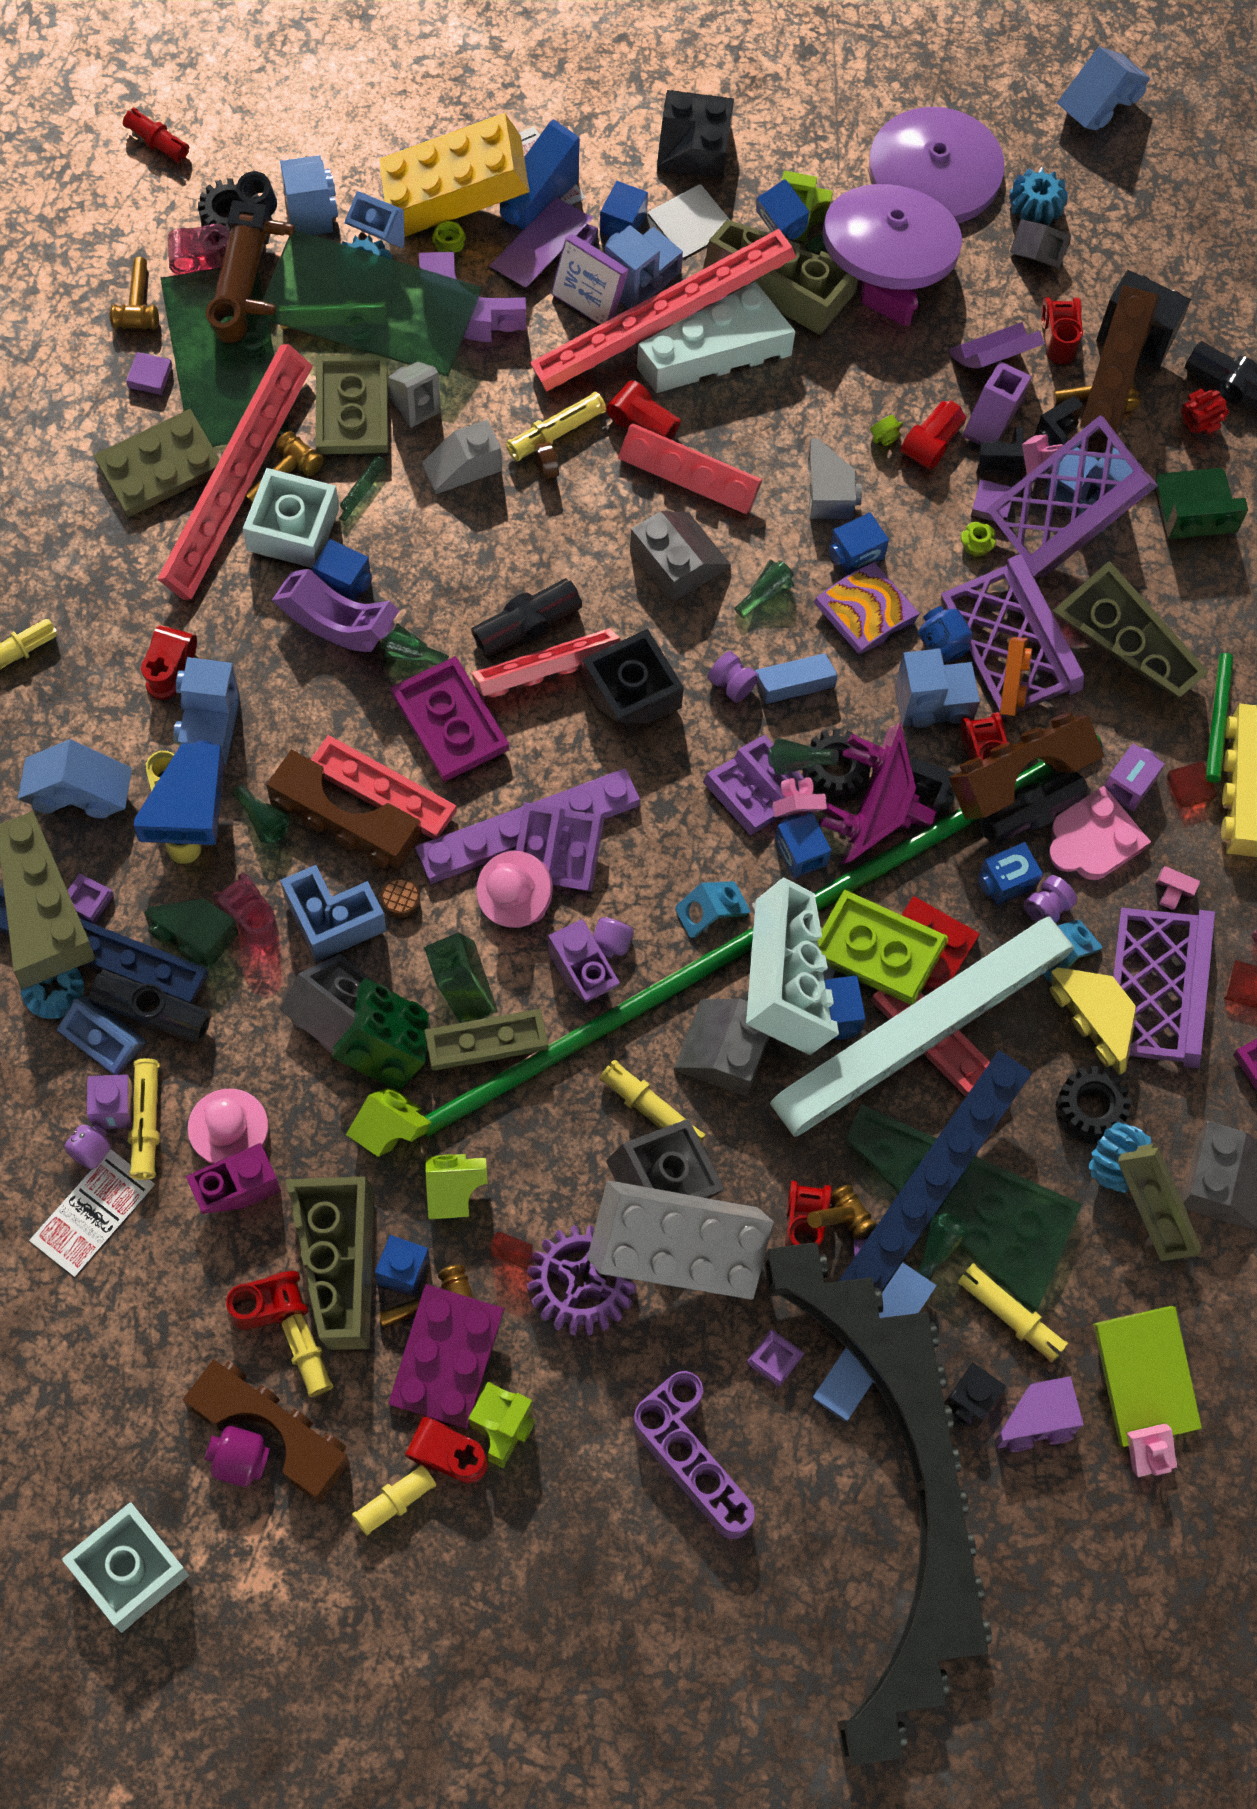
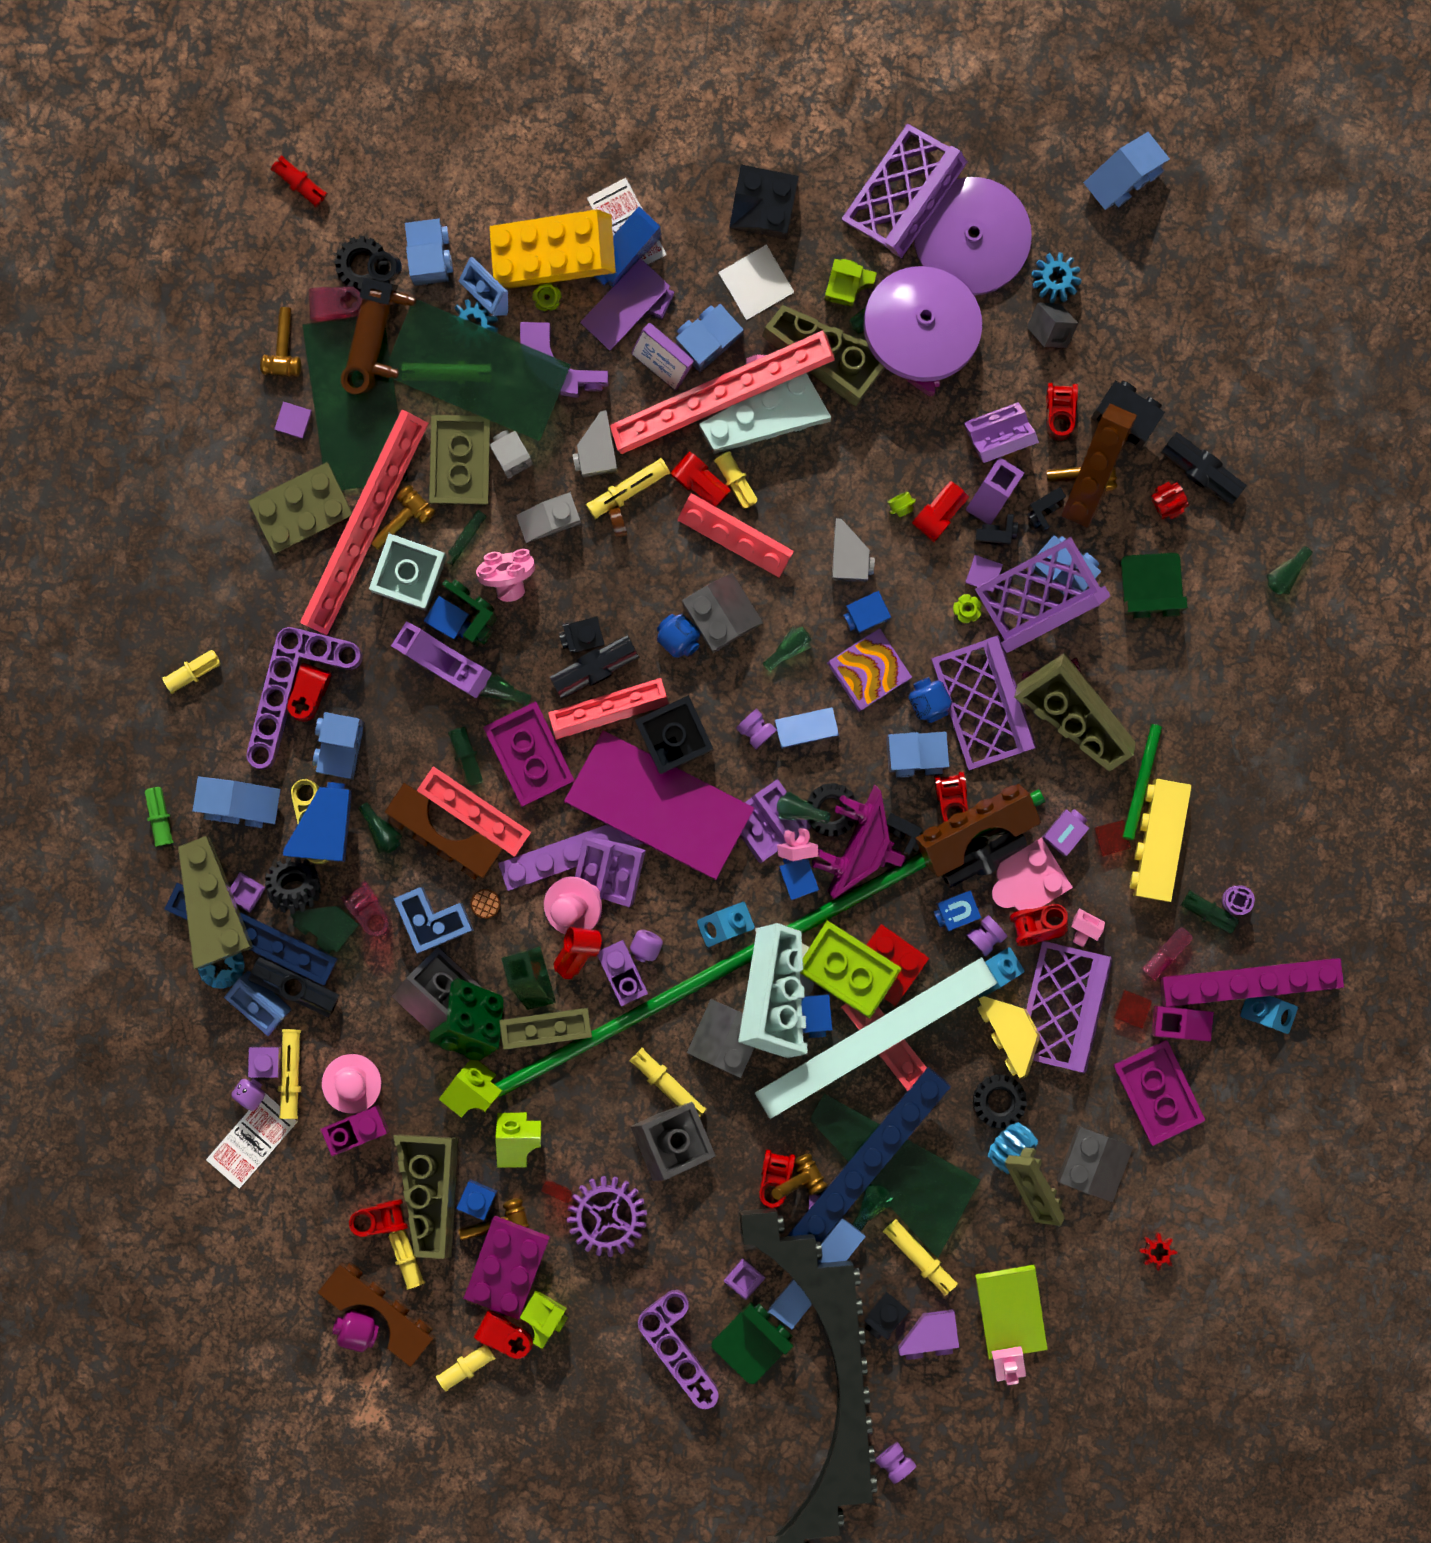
camera: 10 degrees right, 20 degrees up
(125, 1567) = (277, 1407): light aqua brick -> none
(132, 651) = (285, 685): none -> medium lavender beam
(148, 878) = (296, 897): none -> black tyre
(369, 723) = (465, 756): none -> clear green axle
(383, 564) = (481, 627): none -> dark green bracket
(415, 519) = (506, 573): none -> bright pink plate
(506, 584) = (582, 635): none -> black bracket
(516, 386) = (596, 449): none -> light grey slope
(525, 929) = (578, 947): none -> red piece
(618, 766) = (660, 810): none -> magenta piece
(623, 207) = (696, 280): blue brick -> none
(628, 576) = (678, 636): none -> blue head
(679, 1240) = (678, 1201): light grey brick -> none
(686, 411) = (736, 480): none -> light yellow axle
(783, 210) = (830, 301): blue brick -> none
(796, 1439) = (752, 1343): none -> dark green bracket
(875, 124) = (926, 196): none -> medium lavender fence
(1012, 1599) = (895, 1463): none -> medium lavender wheel
(1017, 661) = (980, 741): orange wing -> none
(1037, 450) = (1025, 540): bright pink tile -> none
(1118, 882) = (1037, 924): none -> red piece

